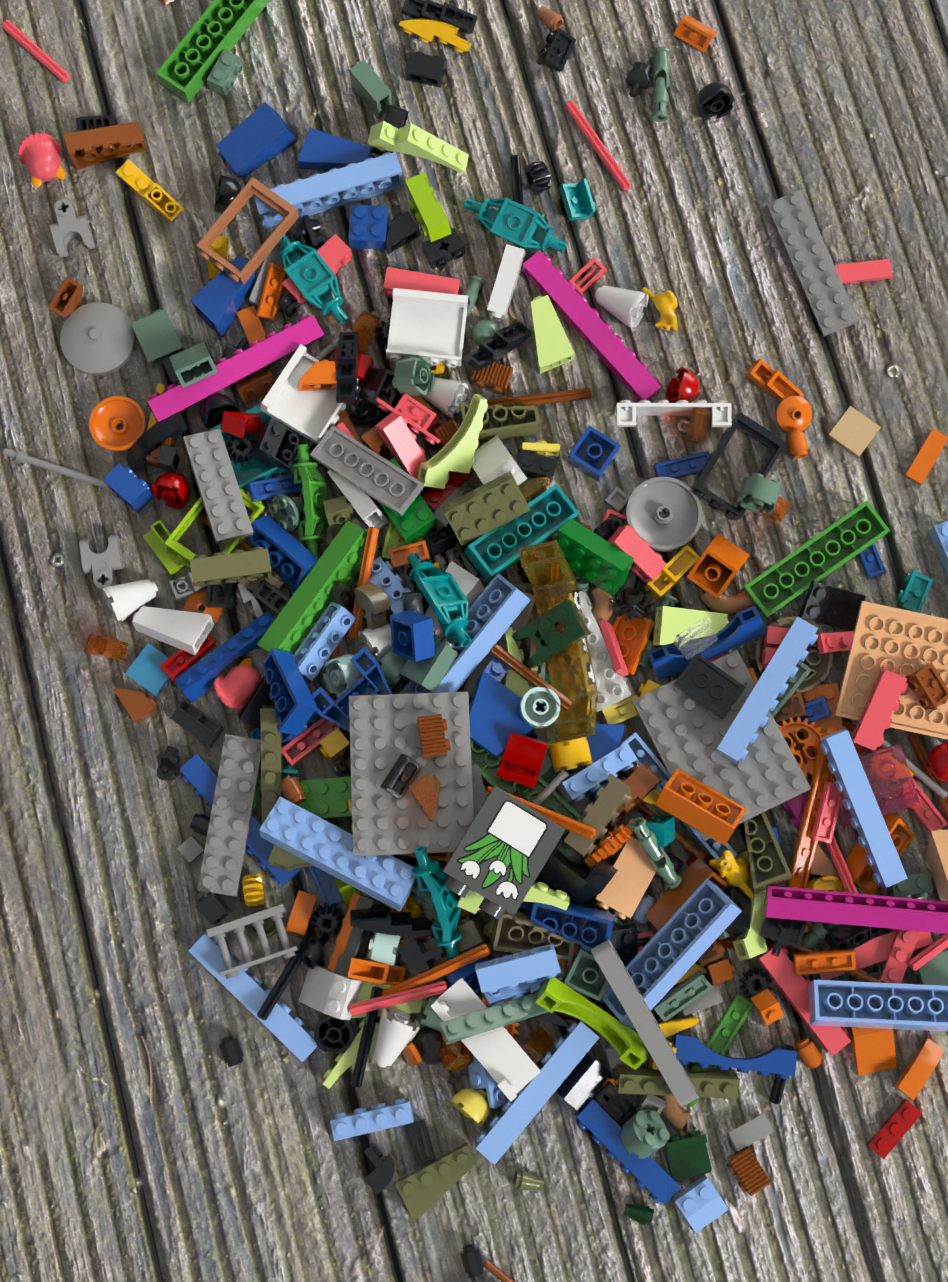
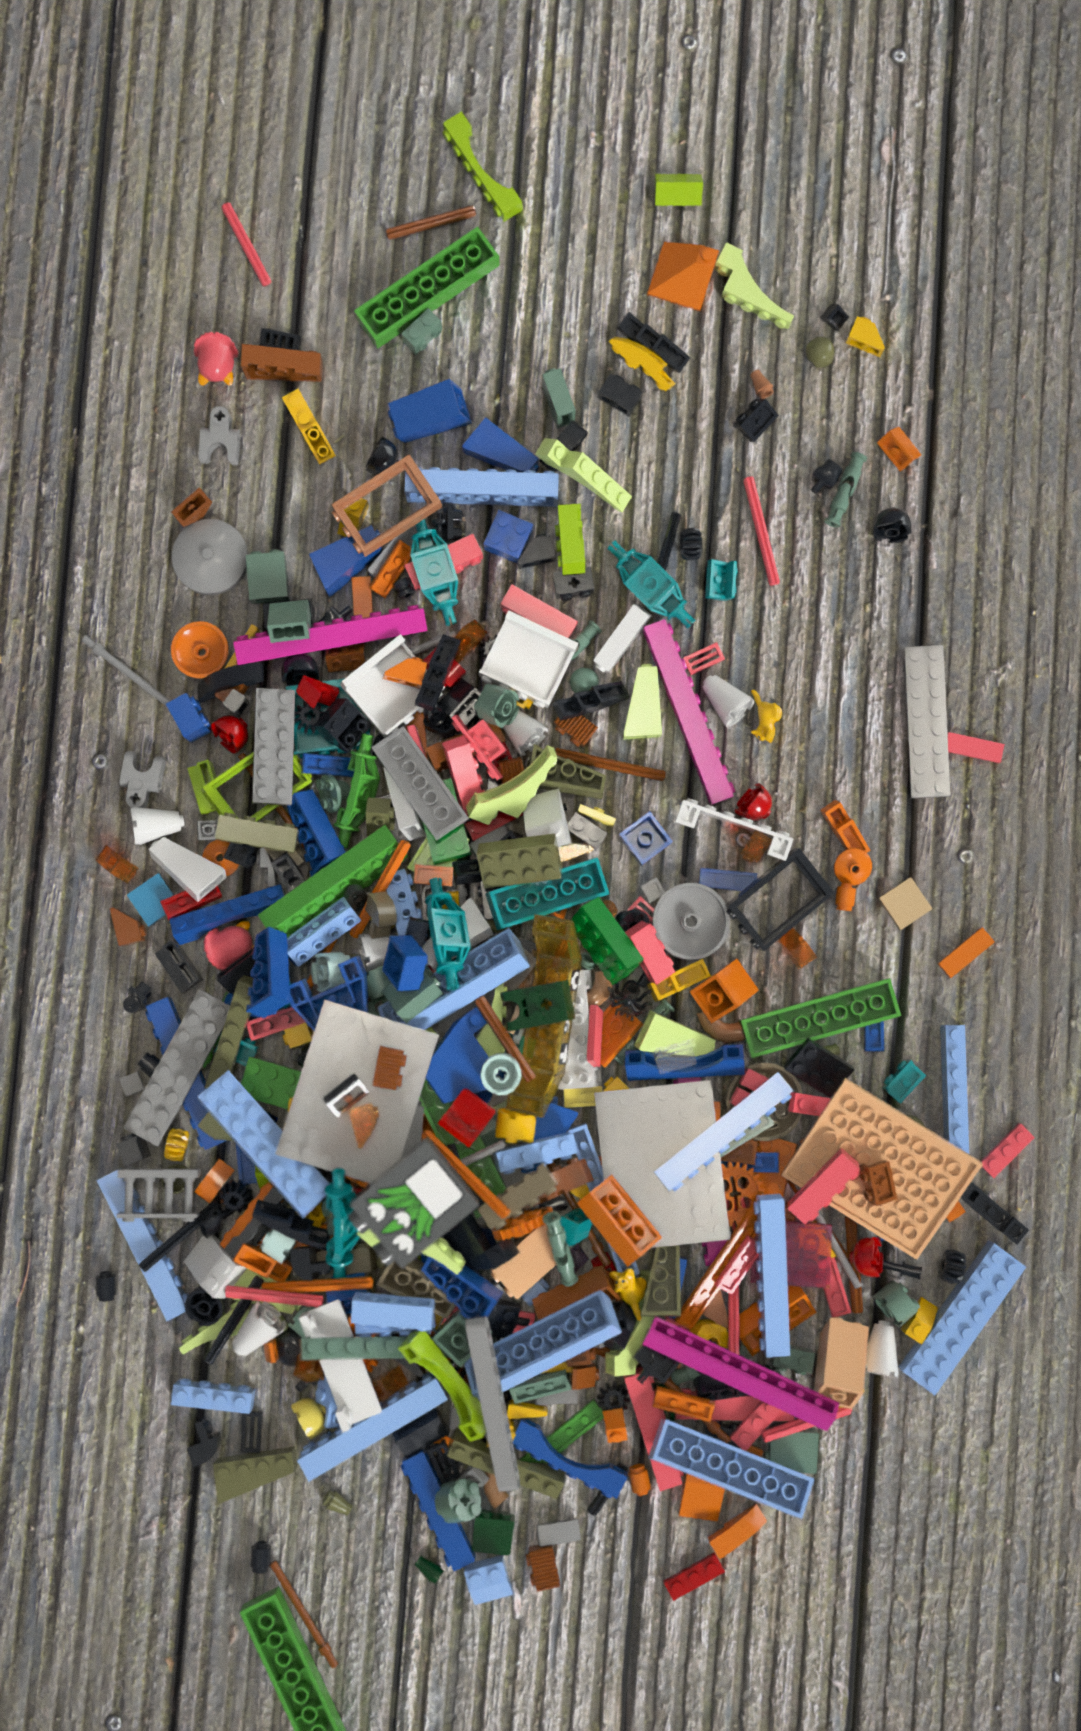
camera: 15 degrees right, 5 degrees up
(292, 790) = (243, 1067): dark orange brick -> none
(709, 685) = (671, 1107): black plate -> none
(759, 493) = (787, 937): sand green brick -> none

